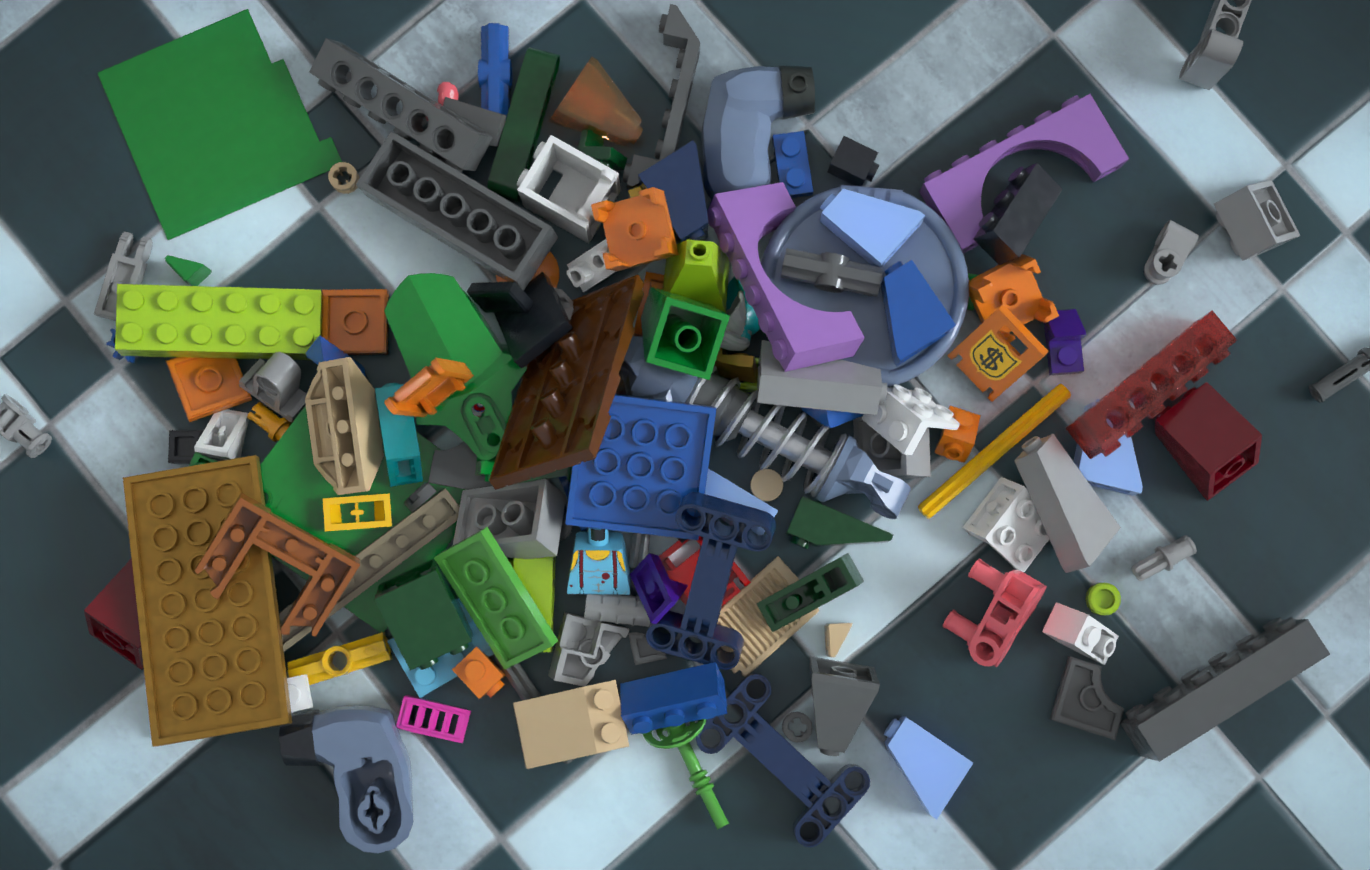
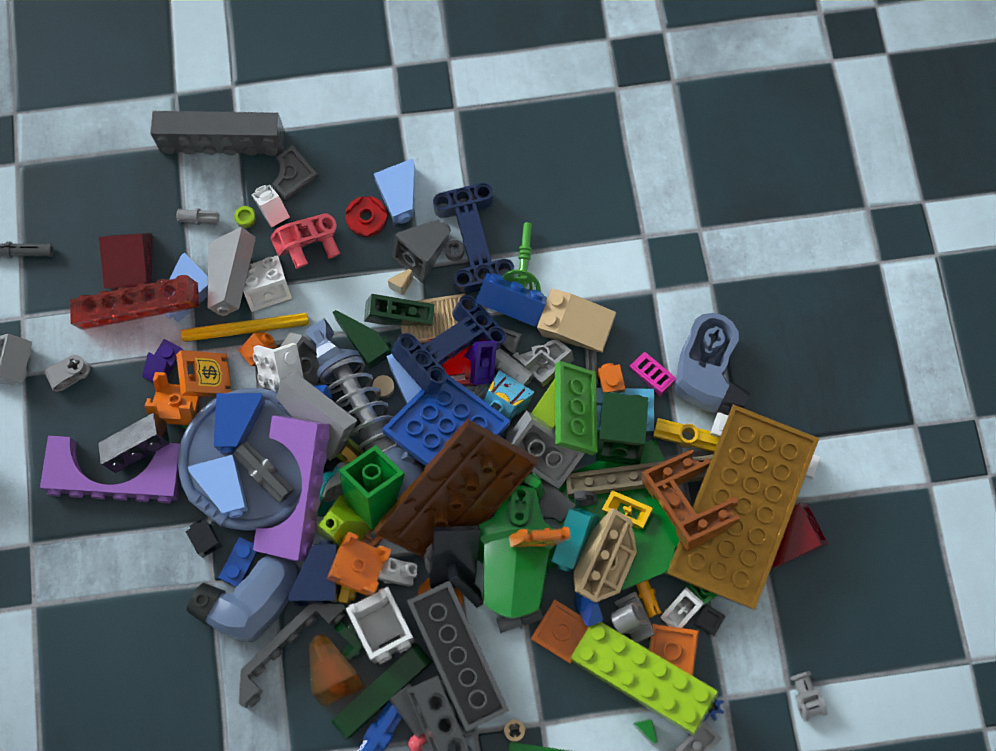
camera: 145 degrees left, 10 degrees down
(965, 705) = (369, 227): none -> red tile

